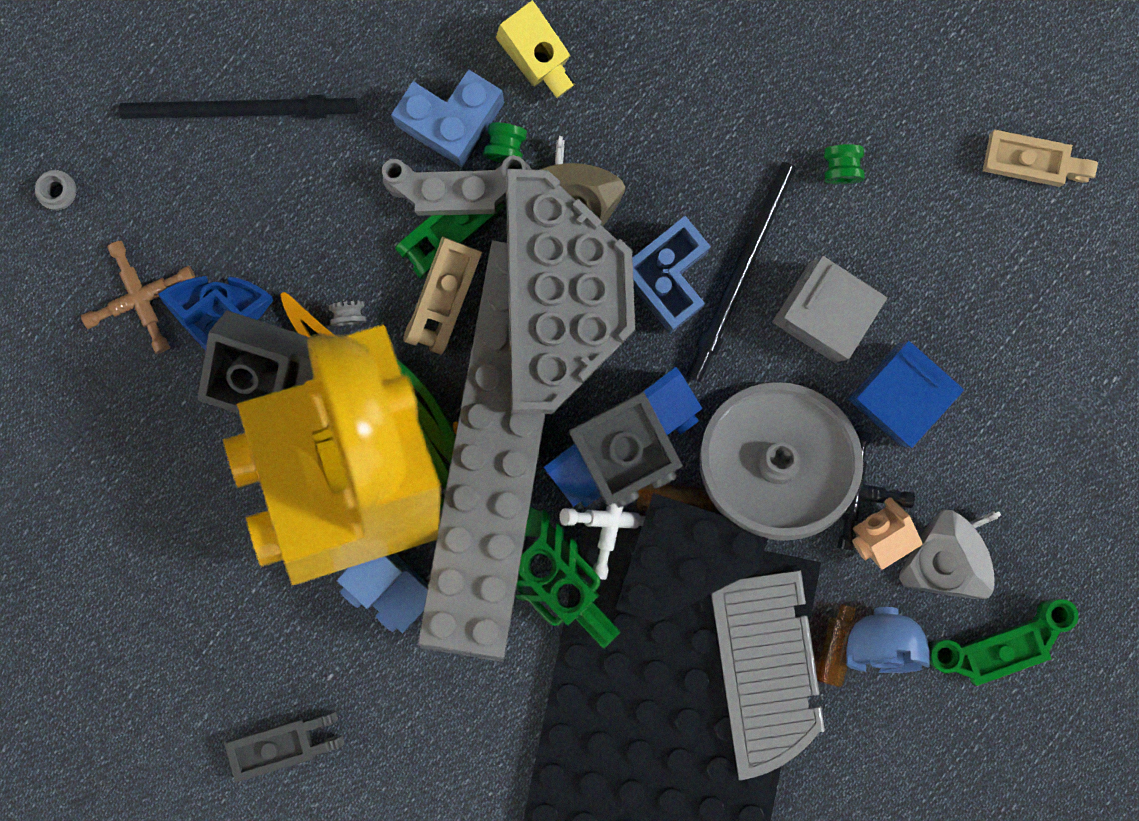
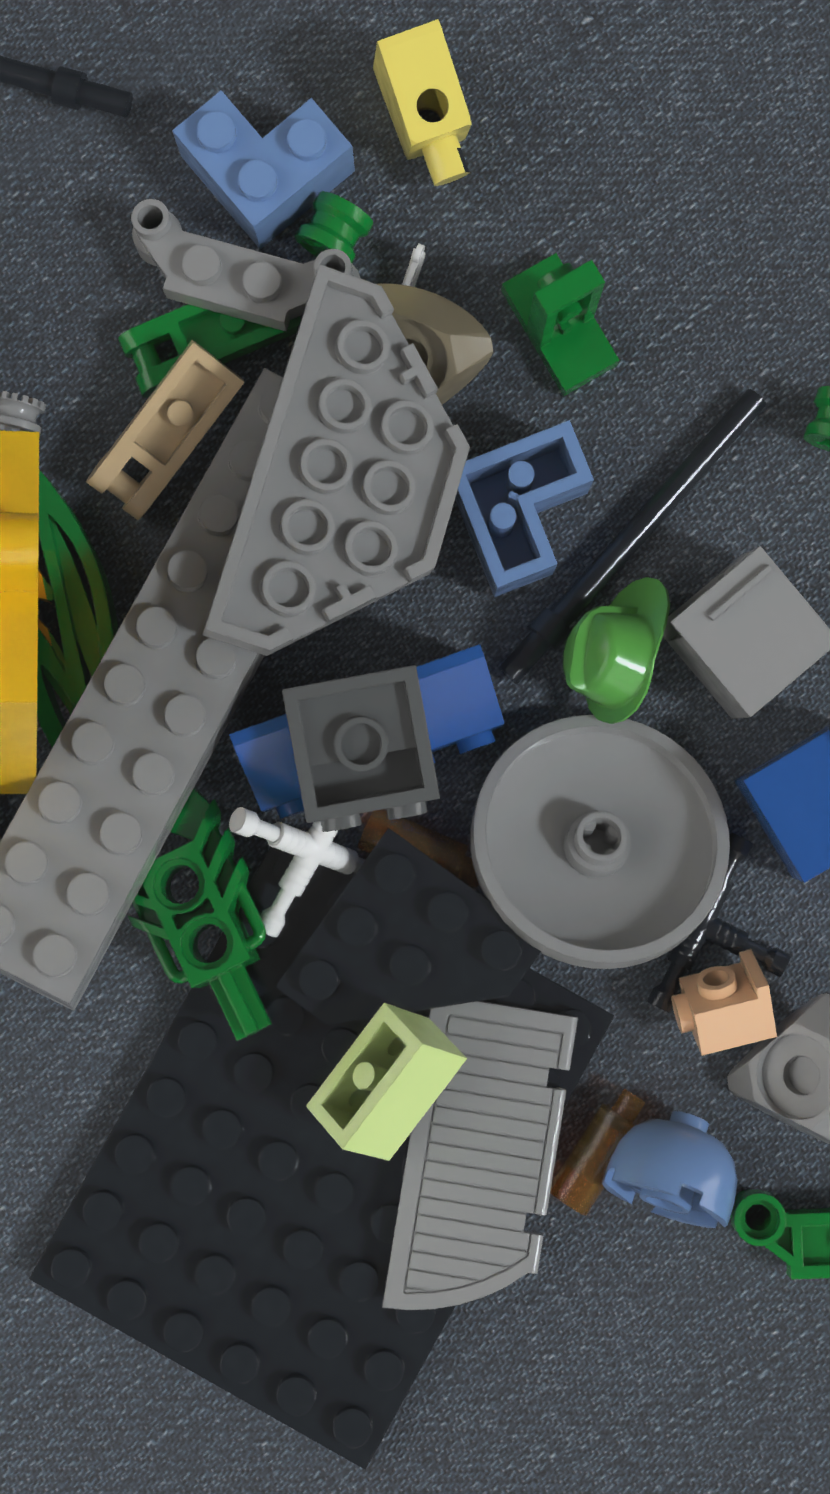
camera: 25 degrees right, 0 degrees up
(656, 155) = (558, 316): none -> green bracket
(701, 645) = (386, 1082): none -> yellowish green brick
(754, 343) = (615, 650): none -> bright green piece

